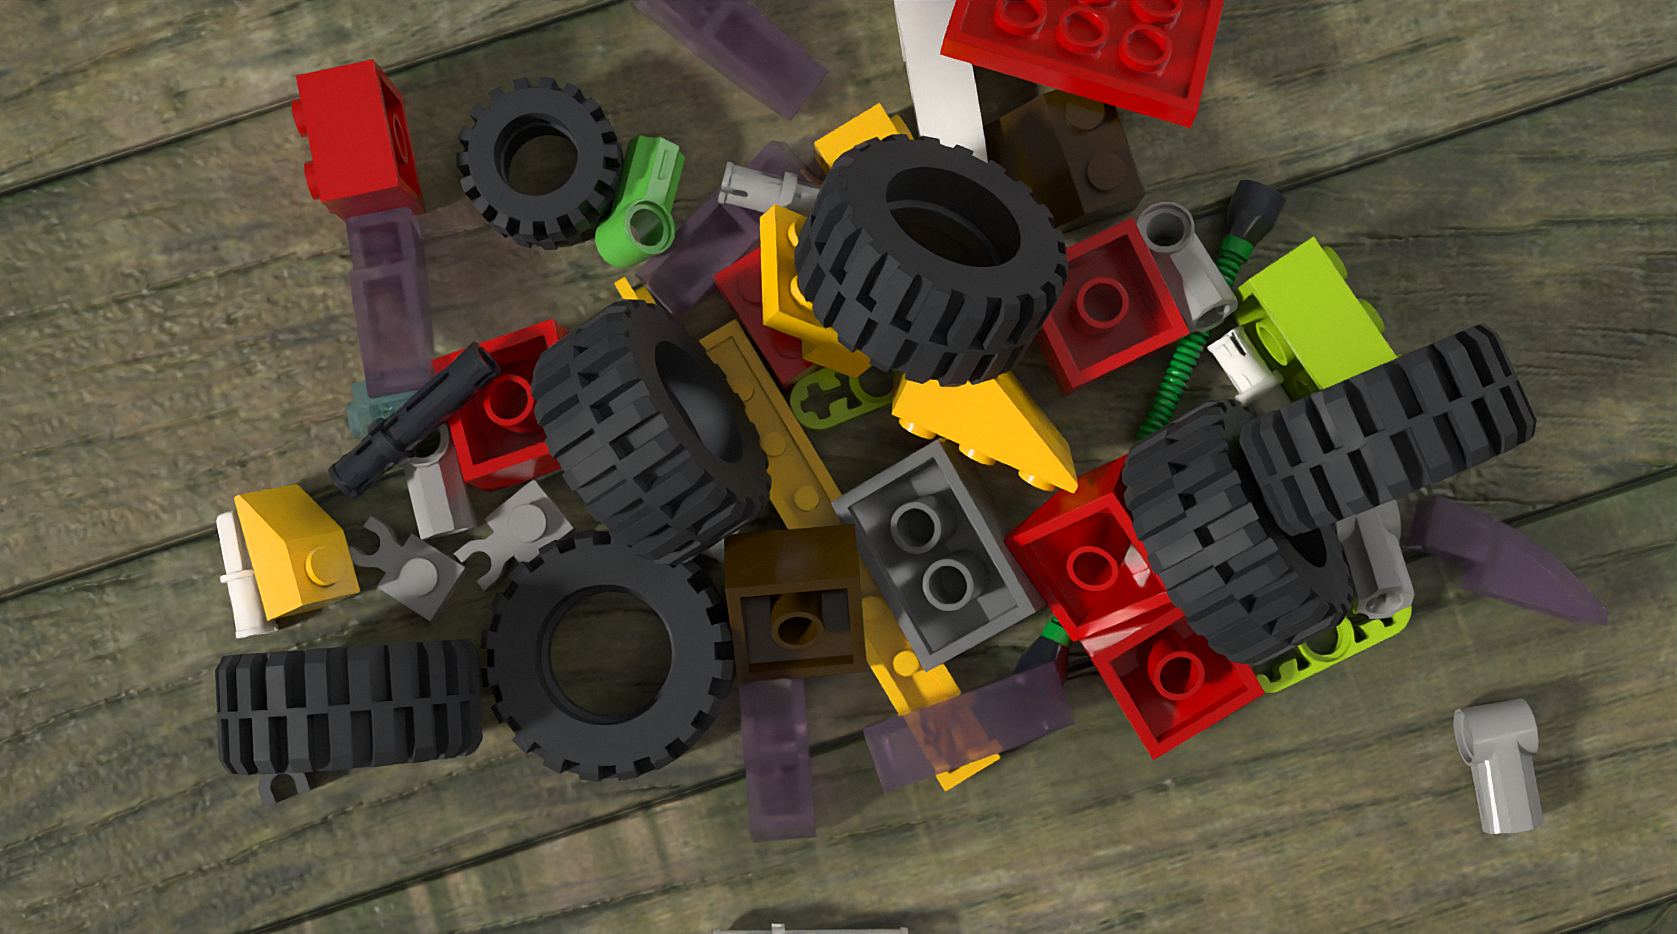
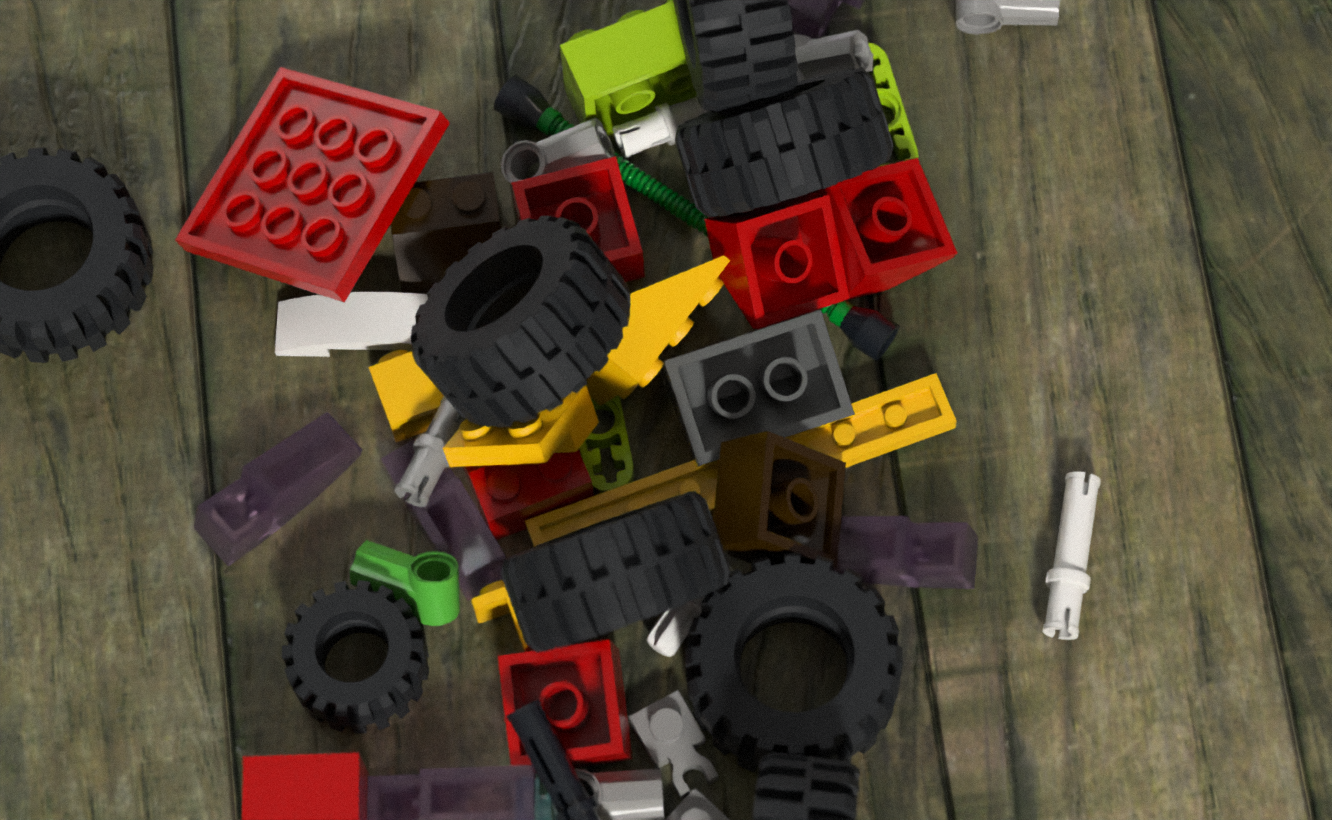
camera: 75 degrees left, 15 degrees down
(968, 726) = (905, 386): slope -> none

